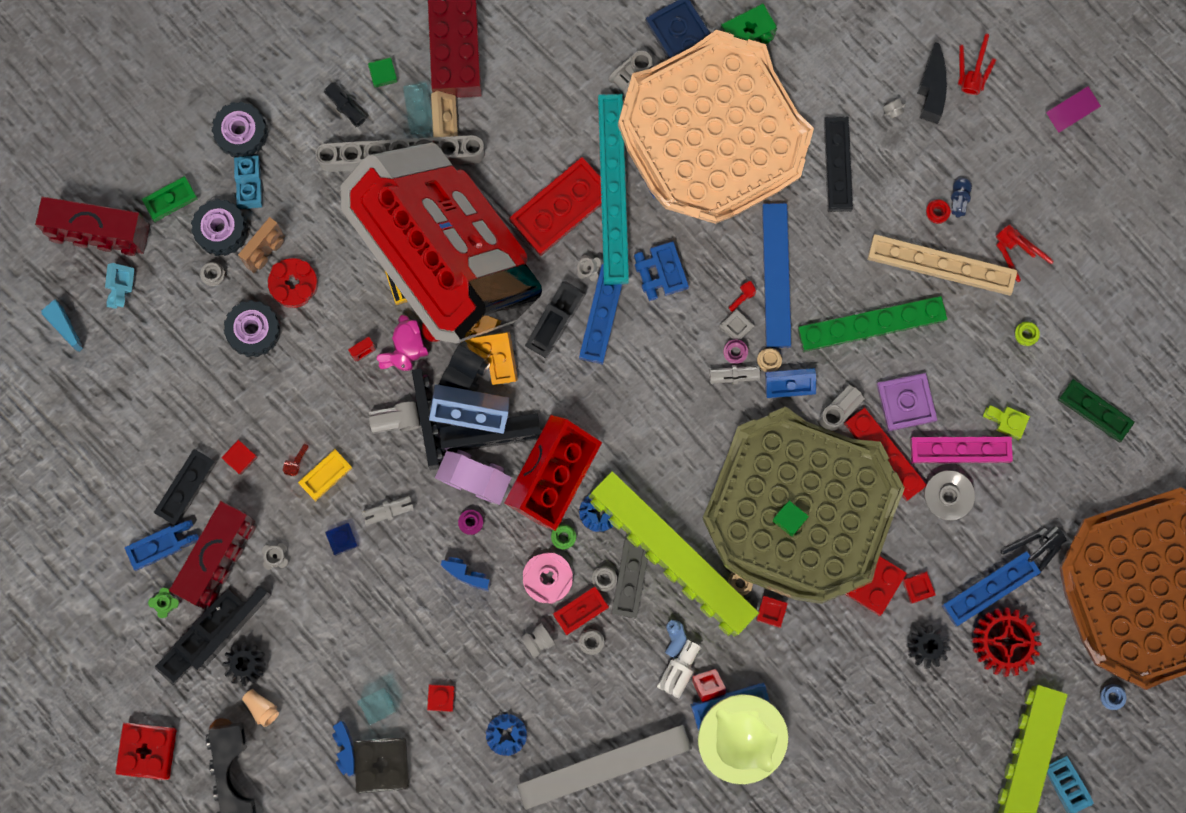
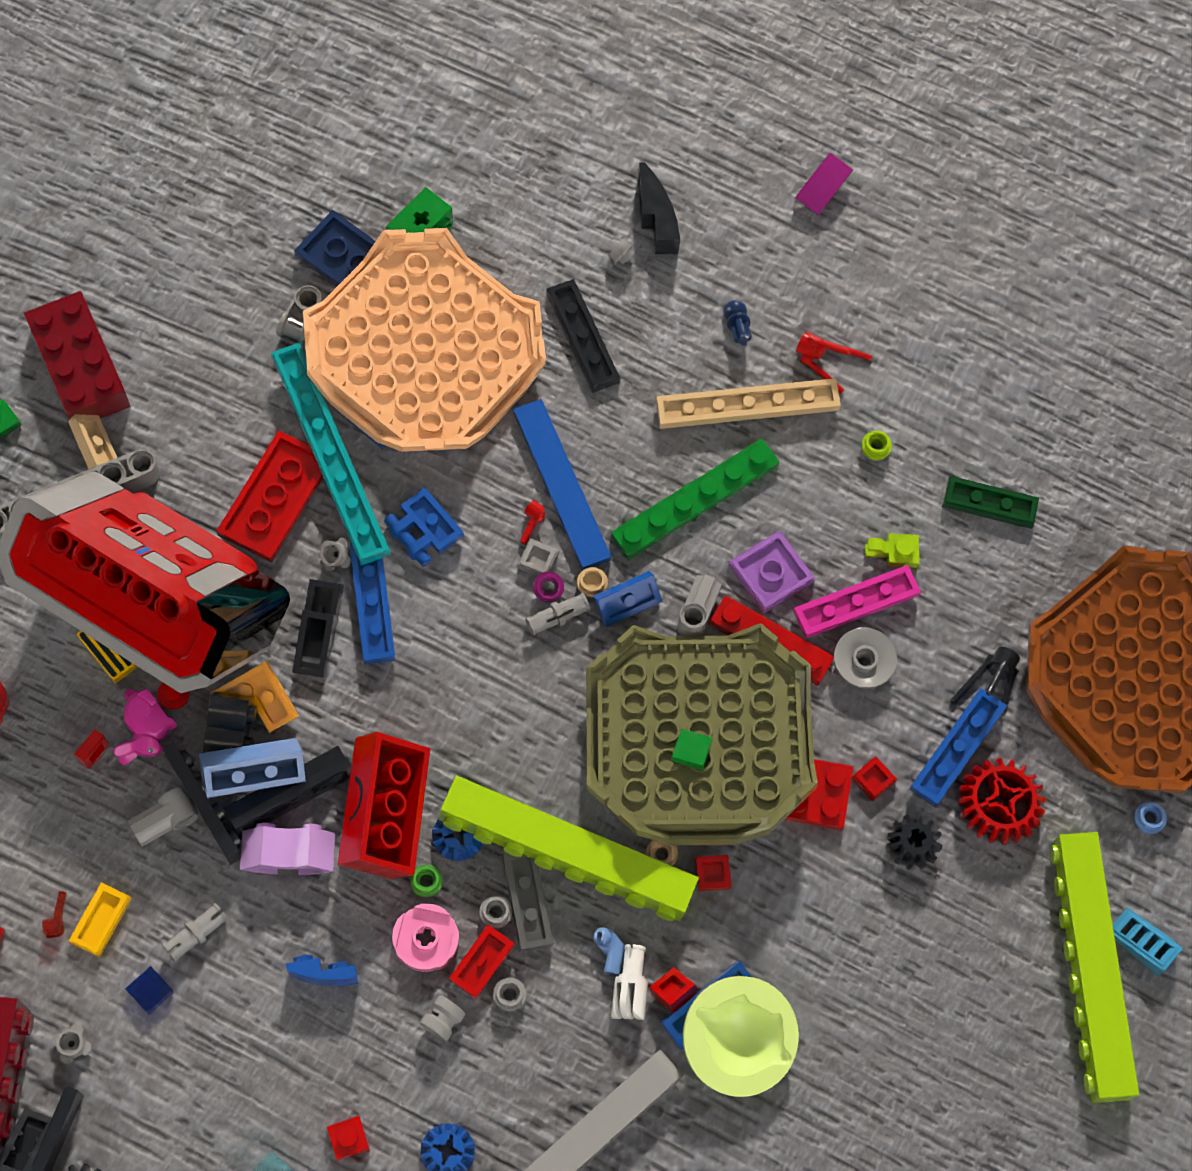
camera: 25 degrees left, 10 degrees down
(418, 108) = (58, 445): clear light blue plate -> none
(473, 529) = (308, 916): magenta plate -> none
(942, 206) = (719, 339): red plate -> none
(973, 81) = (699, 193): red plant -> none

